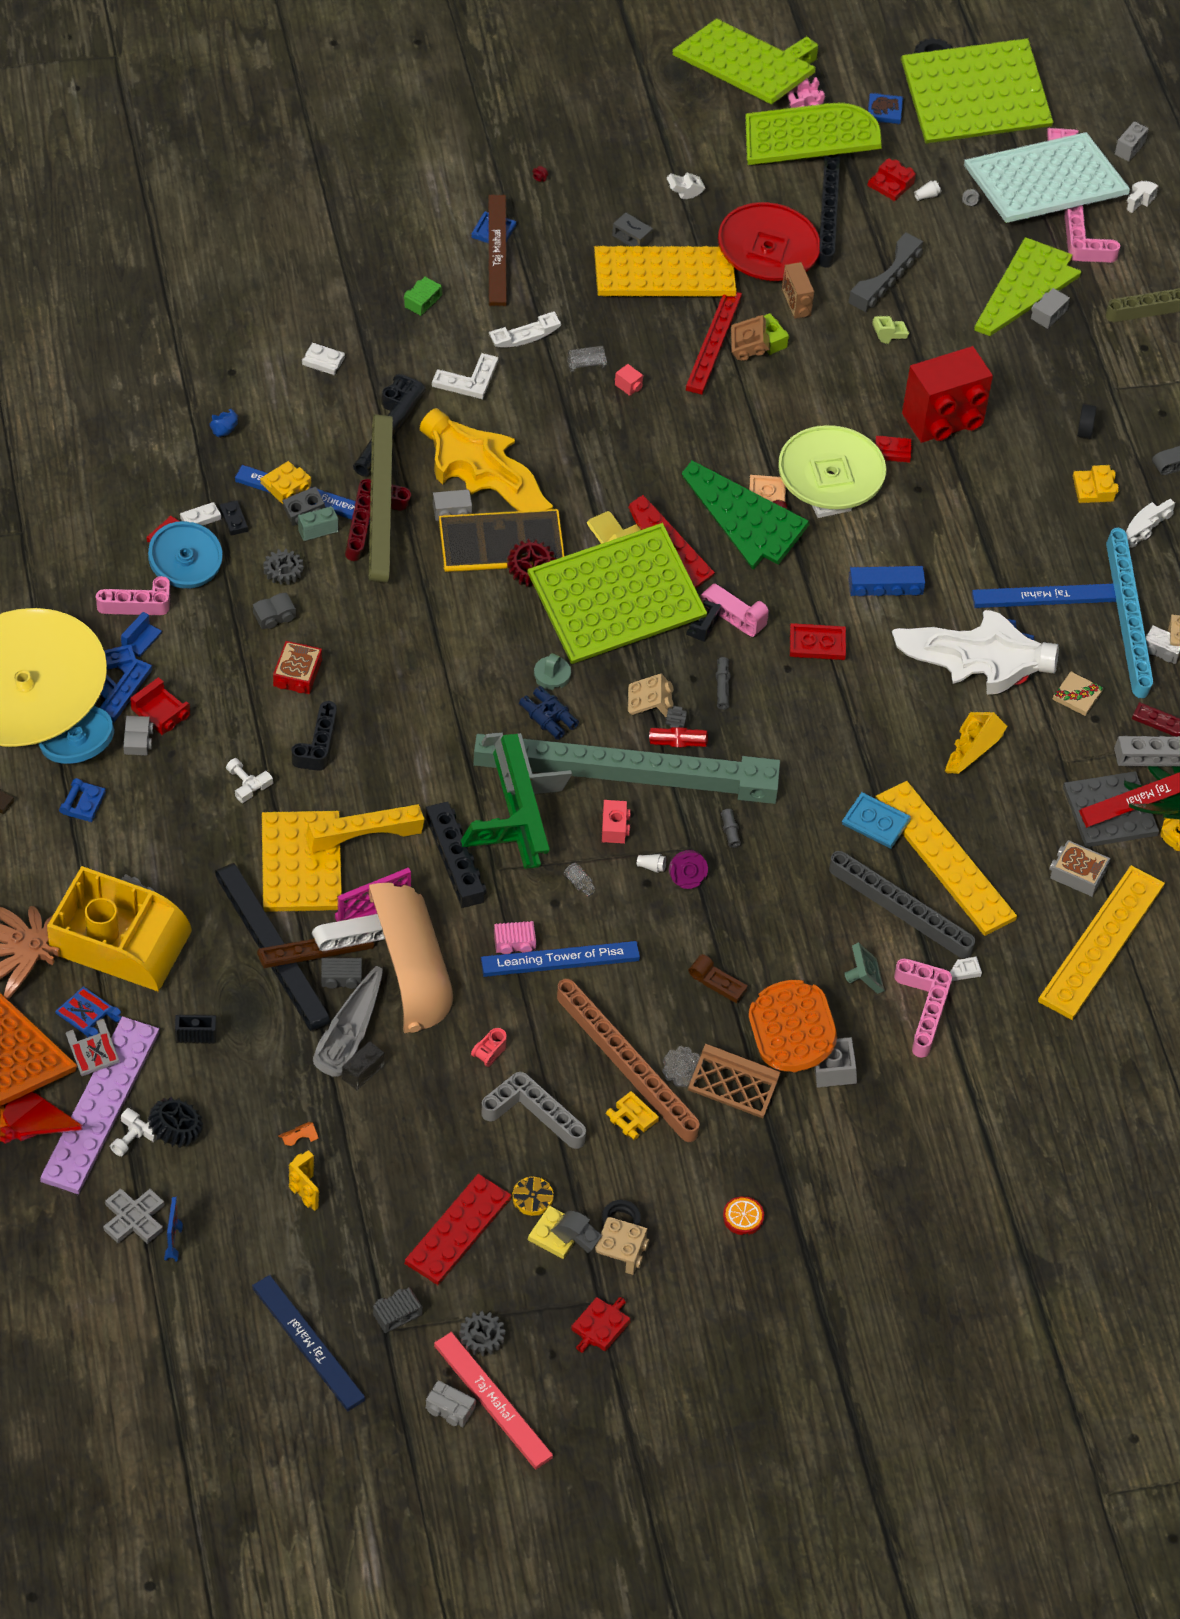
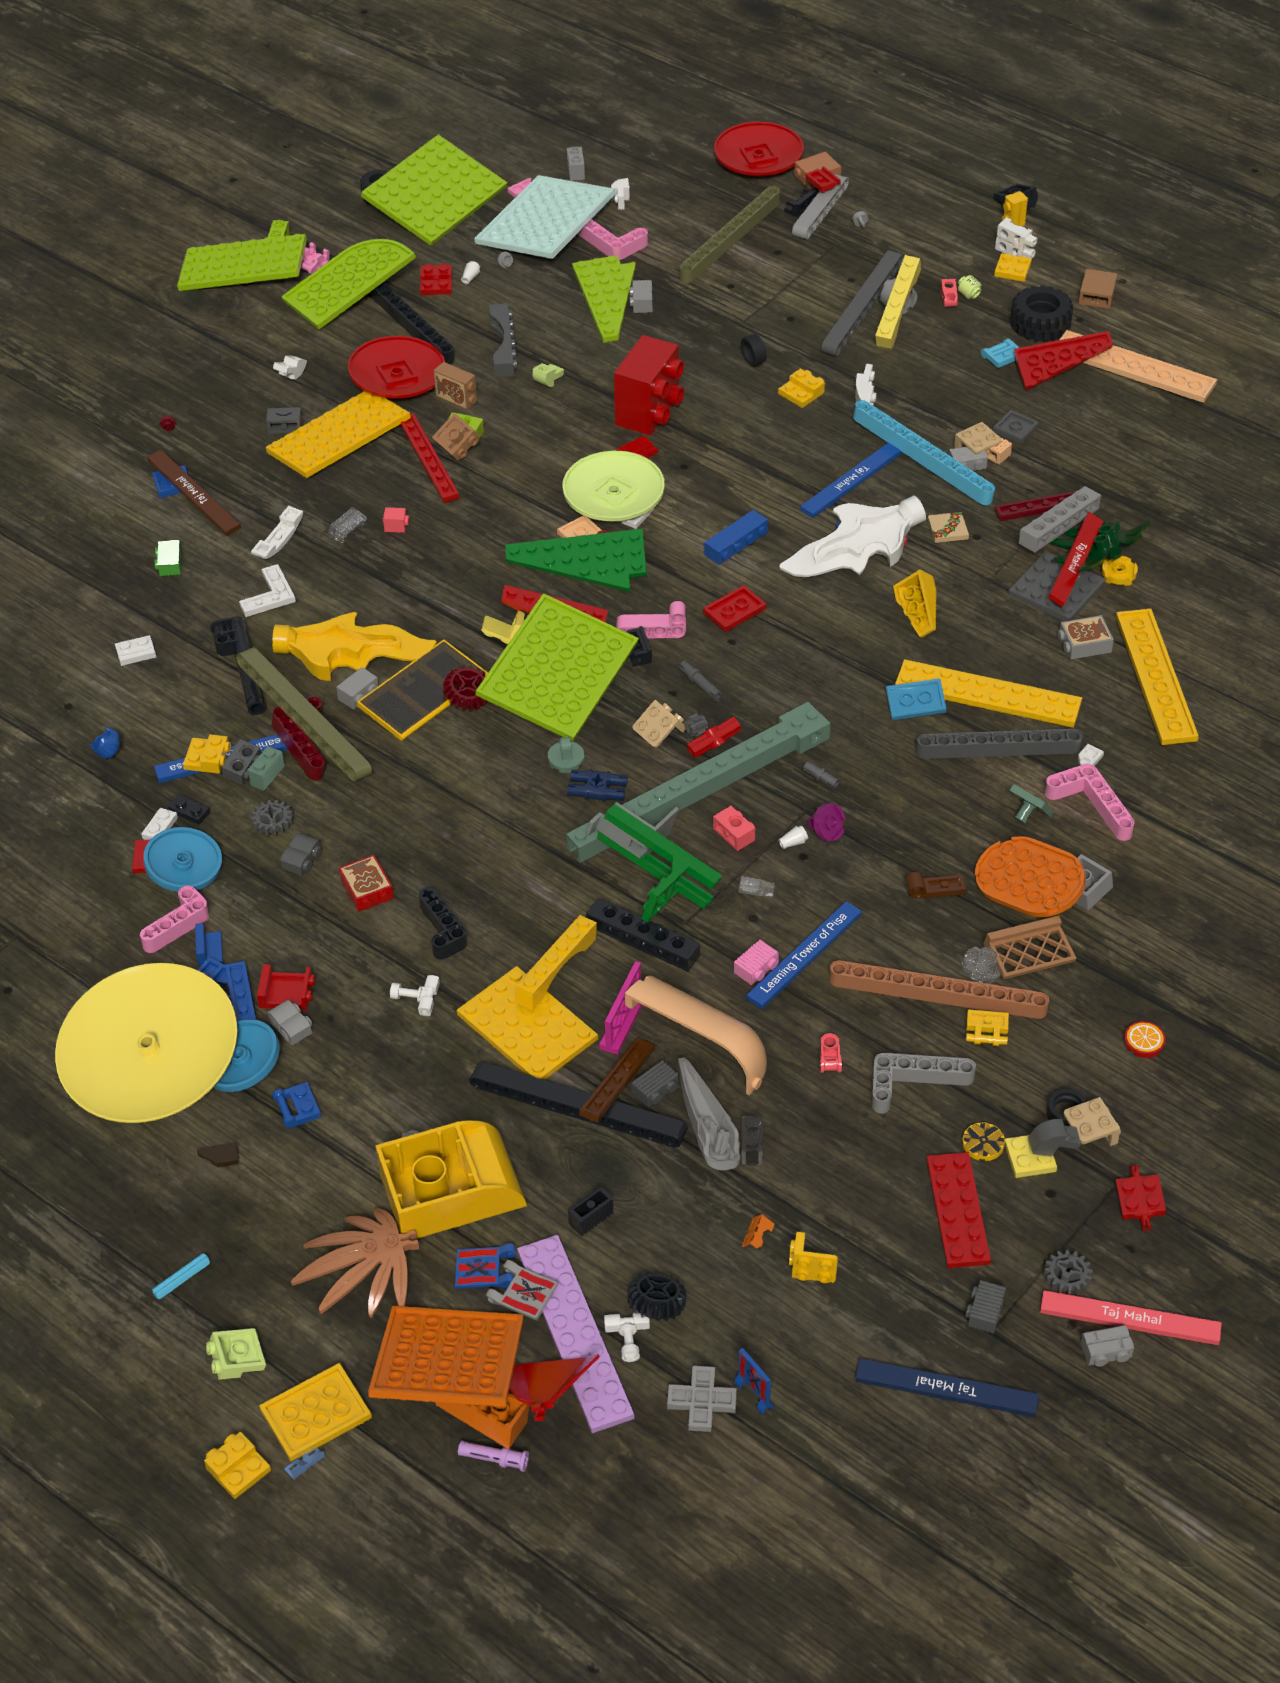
camera: 35 degrees left, 5 degrees down
(348, 932) = (636, 1042): white beam -> none
(885, 108) = (378, 232): tile -> none

